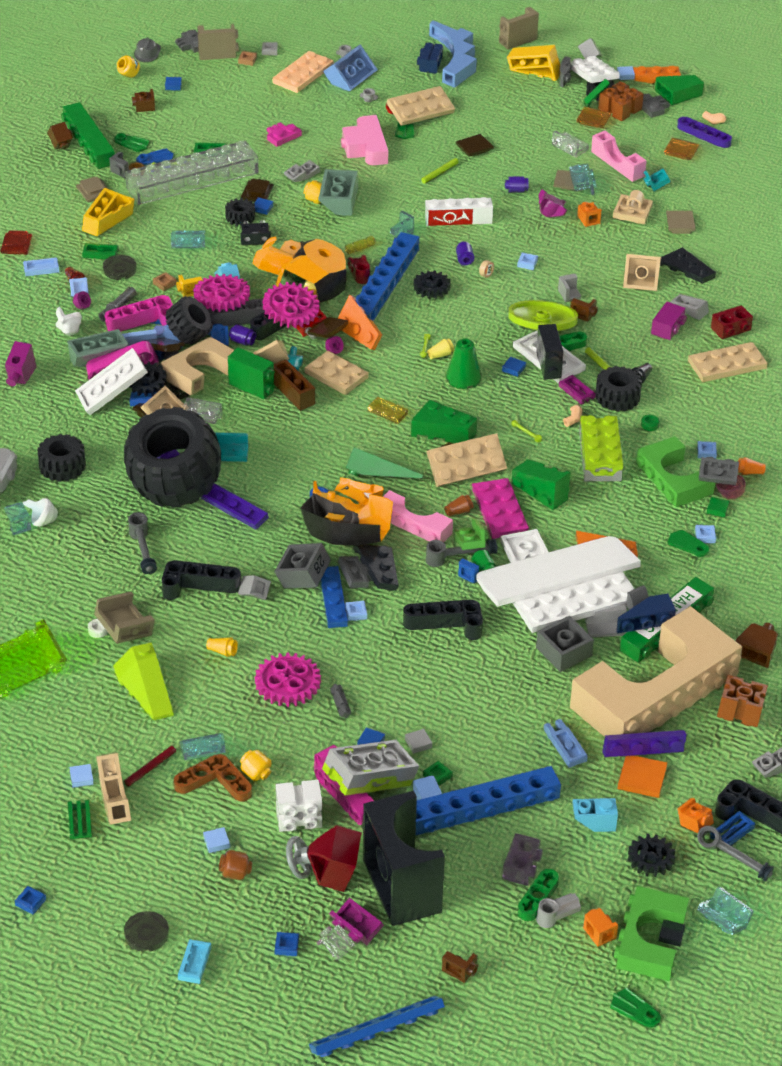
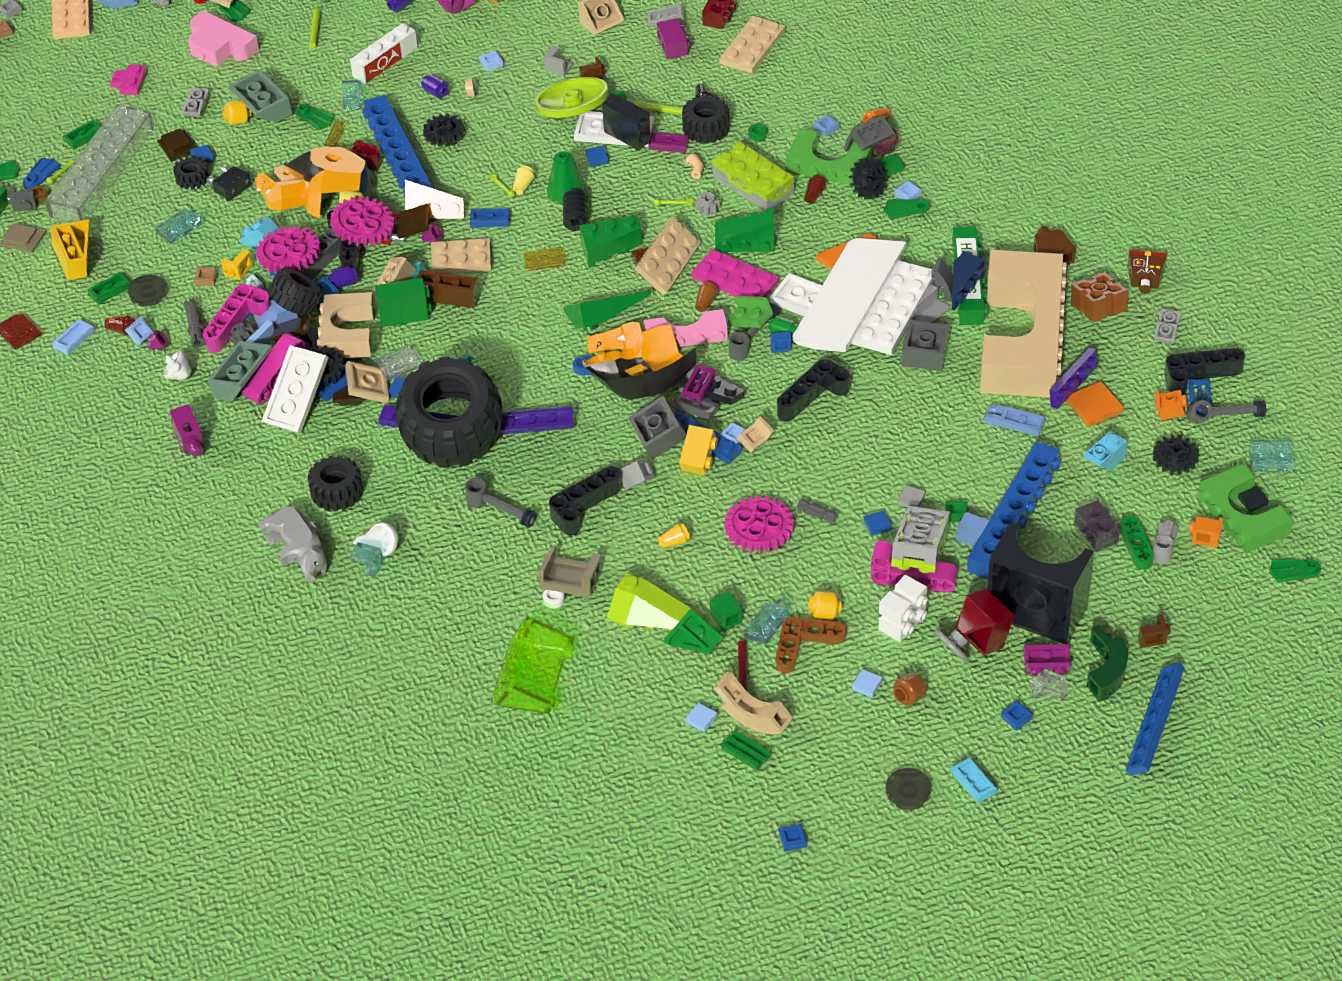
camera: 40 degrees left, 5 degrees up
(132, 326) = (241, 332): none -> dark grey gear
(147, 718) = (694, 635): none -> green wing
(187, 718) = (725, 611): none -> green brick
(309, 600) = (697, 450): none -> yellow brick
(364, 619) = (756, 434): none -> tan bracket
(365, 225) = (315, 117): none -> green piece
(369, 557) = (693, 395): none -> magenta tile
(387, 360) = (489, 218): none -> blue tile
(396, 967) = (1109, 677): none -> dark green arch
(448, 389) = (574, 209): none -> black piece
(544, 446) = (707, 204): none -> light grey gear
(636, 486) = (815, 187): none -> clear red cone
(684, 494) = (872, 185): none -> black gear

